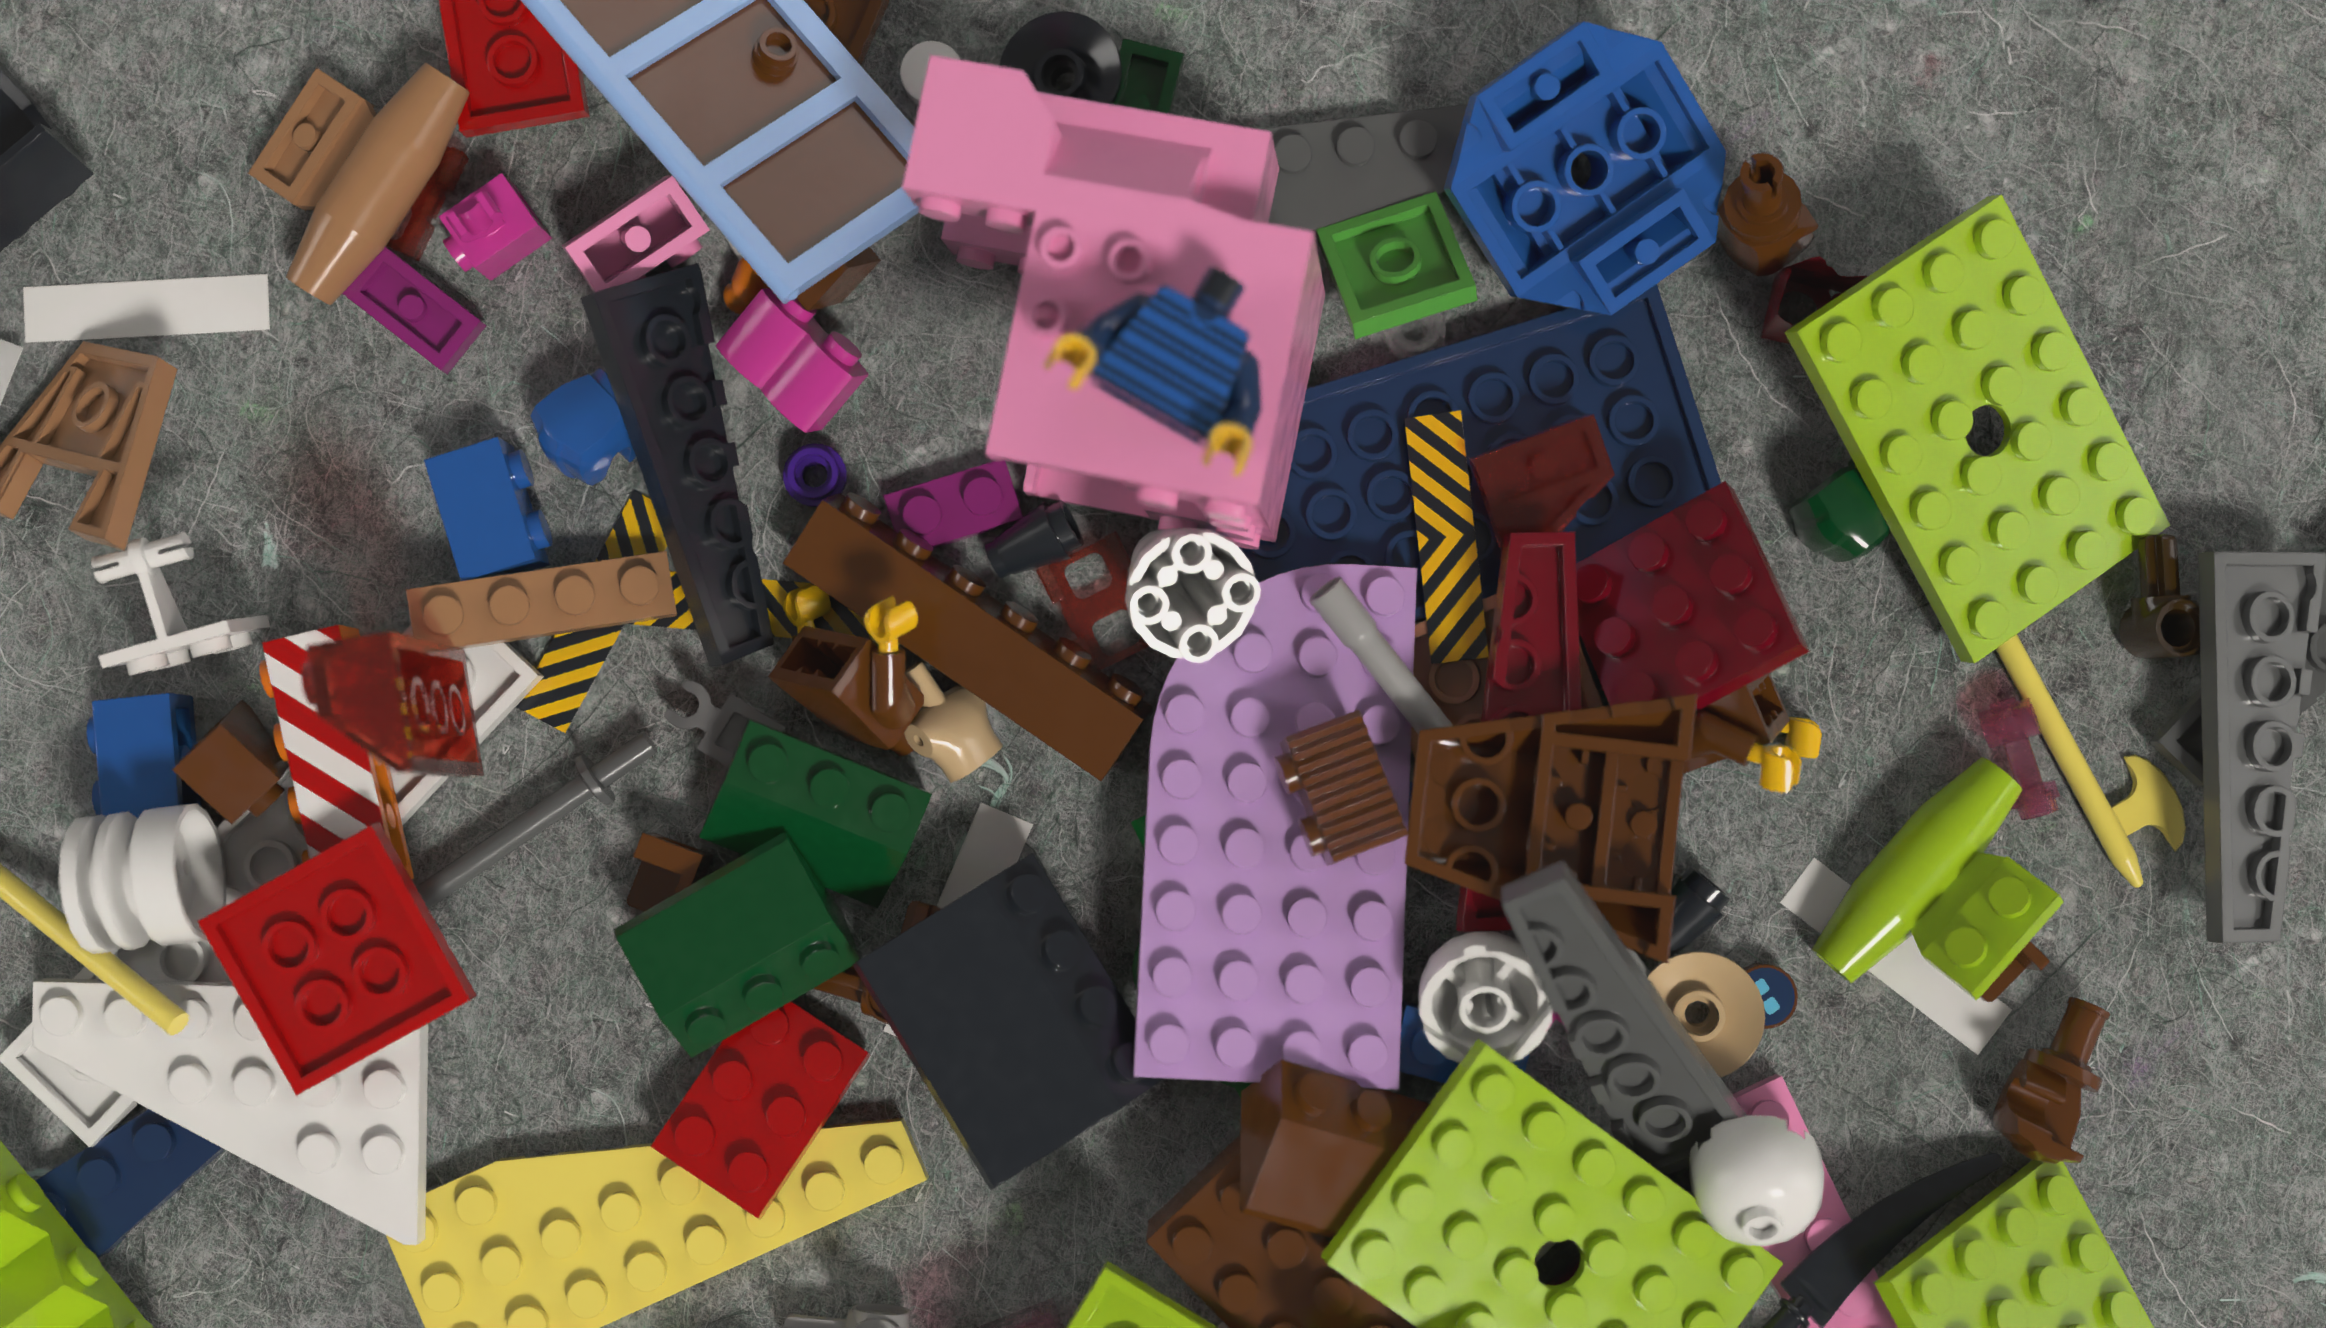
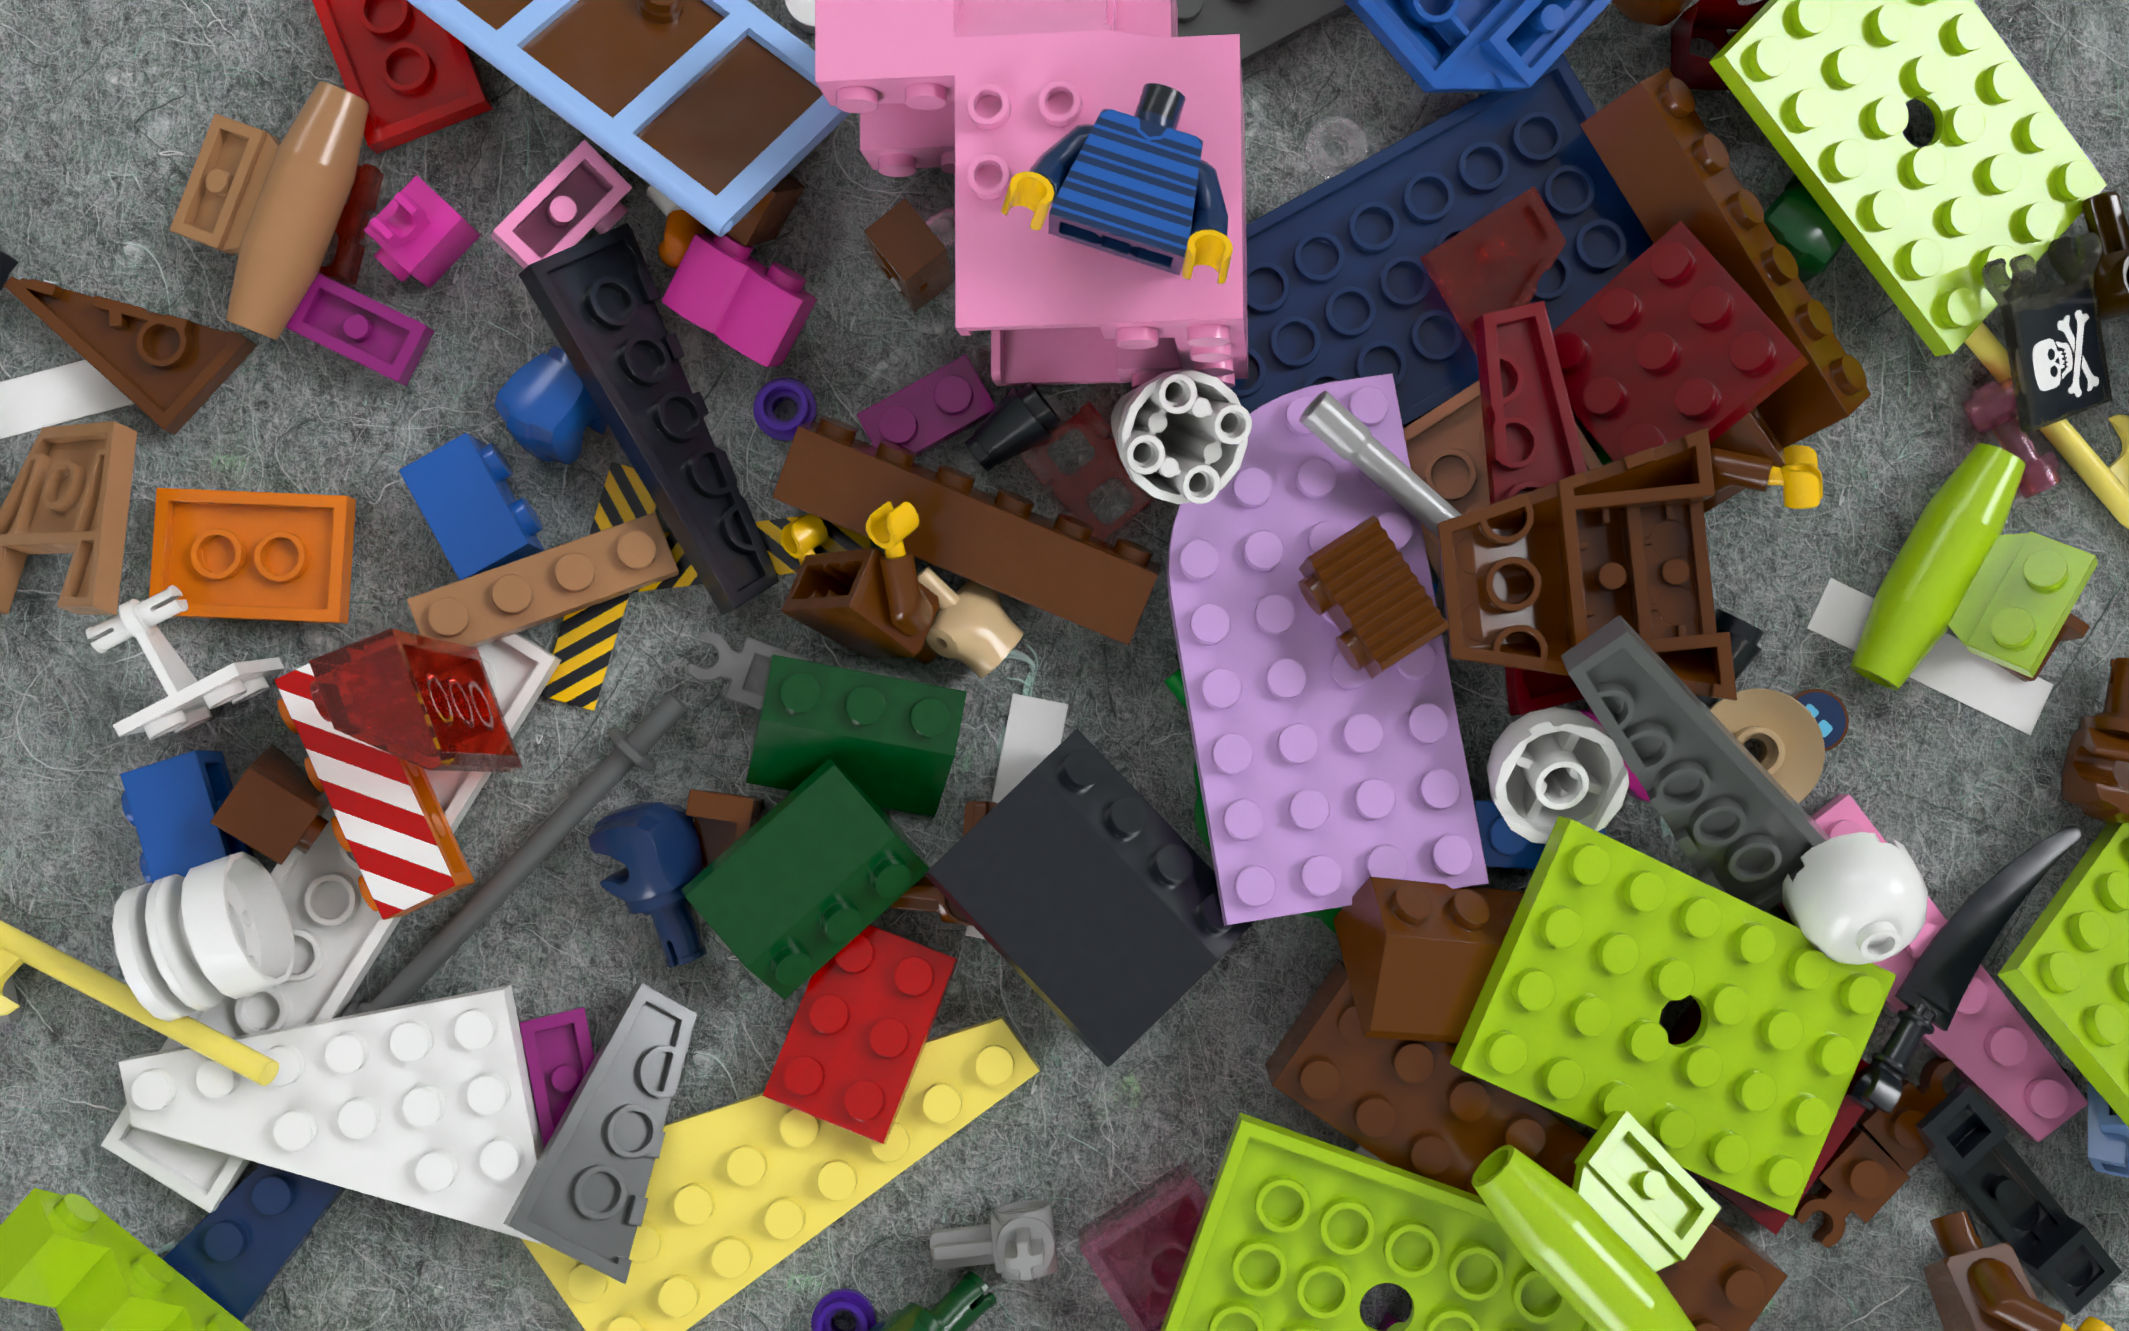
camera: 10 degrees left, 0 degrees up
(203, 295) = (151, 357): none -> reddish brown wing
(265, 510) = (255, 554): none -> orange plate
(337, 958) = (412, 974): red plate -> none
(461, 1088) = (557, 1059): none -> magenta plate
(476, 1178) = (600, 1158): none -> wing
(599, 895) = (660, 859): none -> dark blue piece
(971, 349) = (914, 251): none -> reddish brown piece
(1396, 265) = (1311, 86): bright green plate -> none
(1446, 537) = (1414, 339): sticker -> none
(1743, 437) = (1683, 173): none -> reddish brown brick
(2079, 668) = (2053, 335): none -> flag

